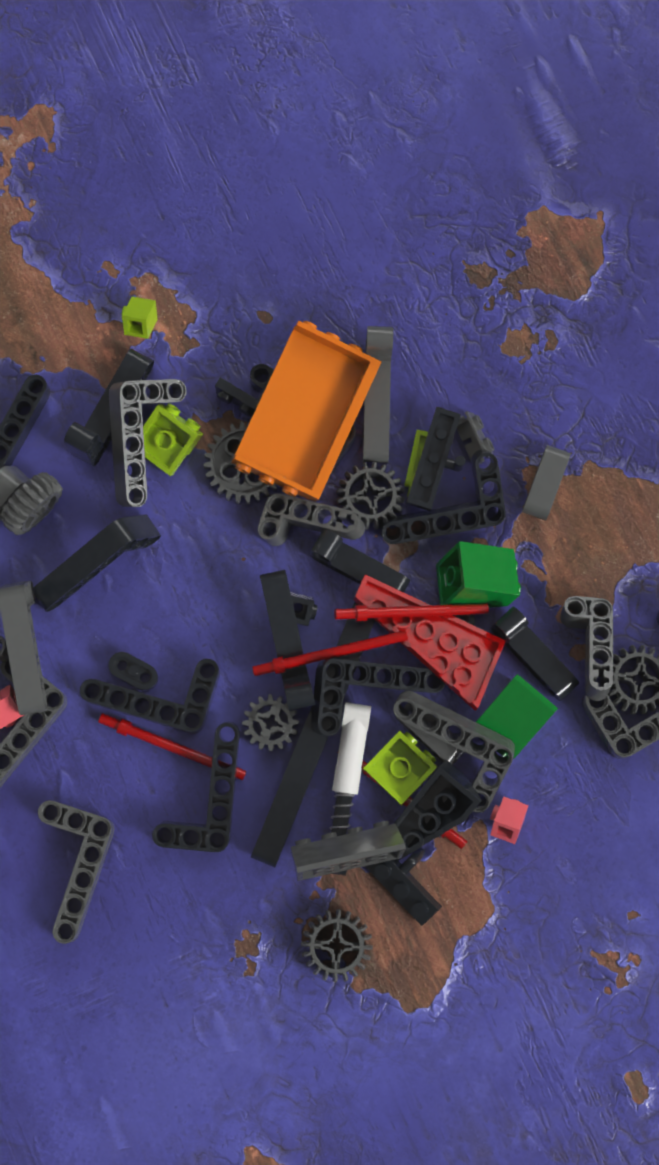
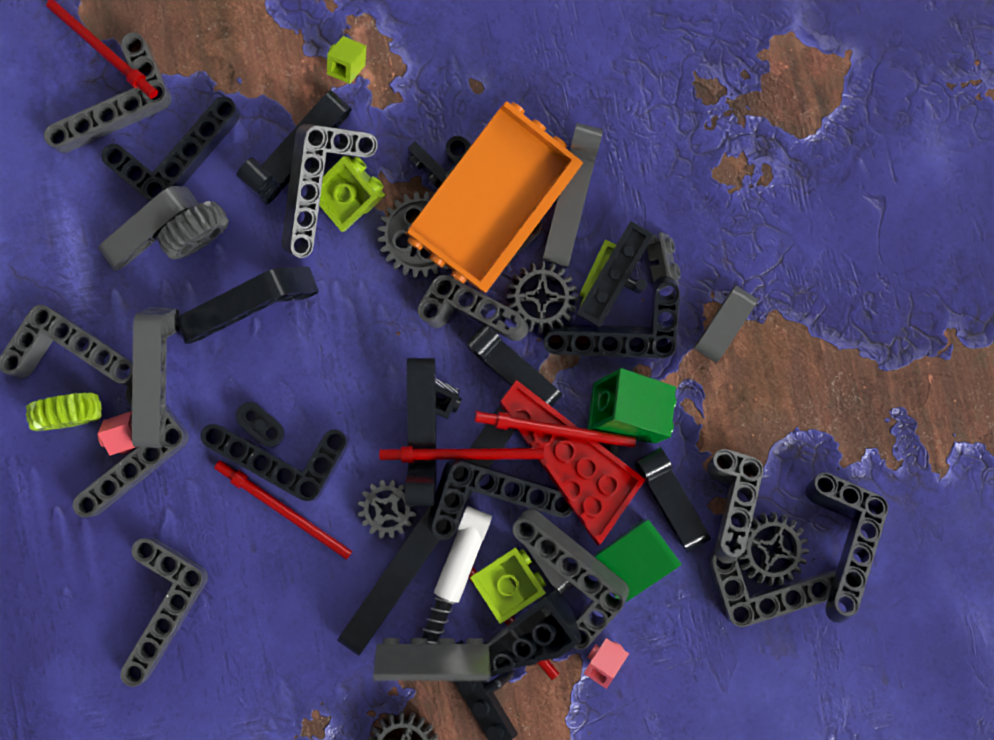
camera: 15 degrees right, 5 degrees up
(215, 799) = (314, 574): black beam -> none

